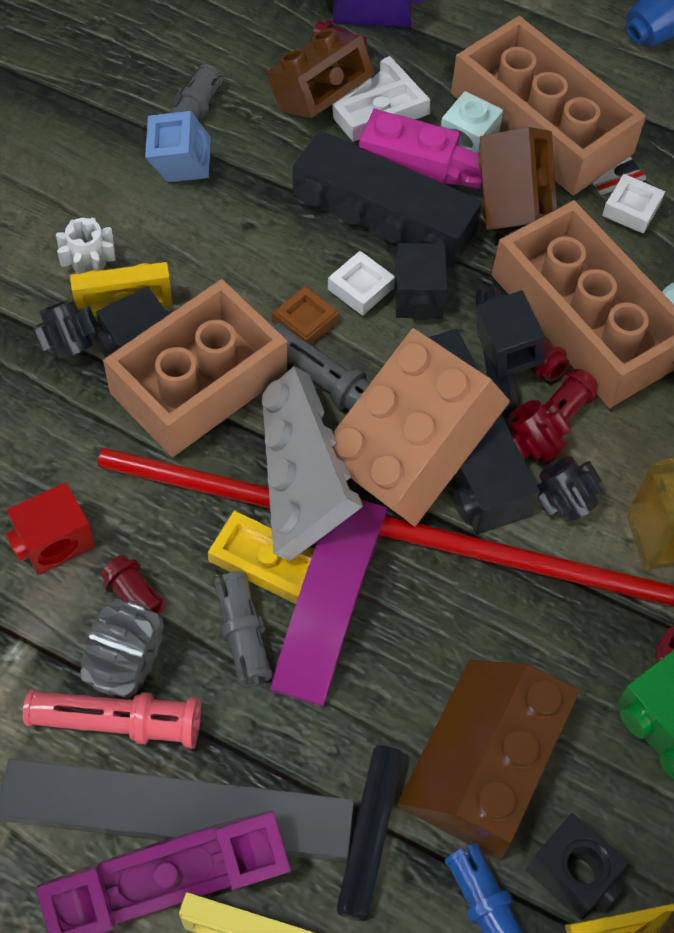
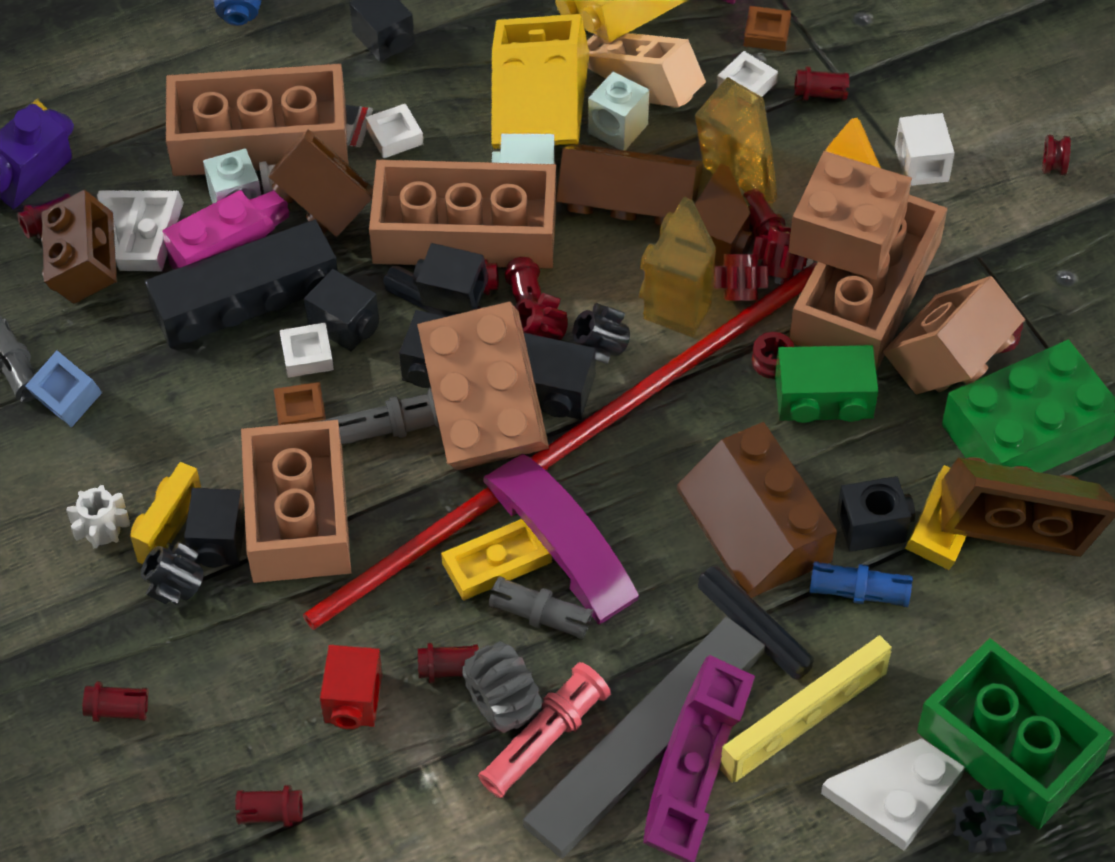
camera: 50 degrees left, 5 degrees down
(303, 472) = (459, 481): light grey wing -> none

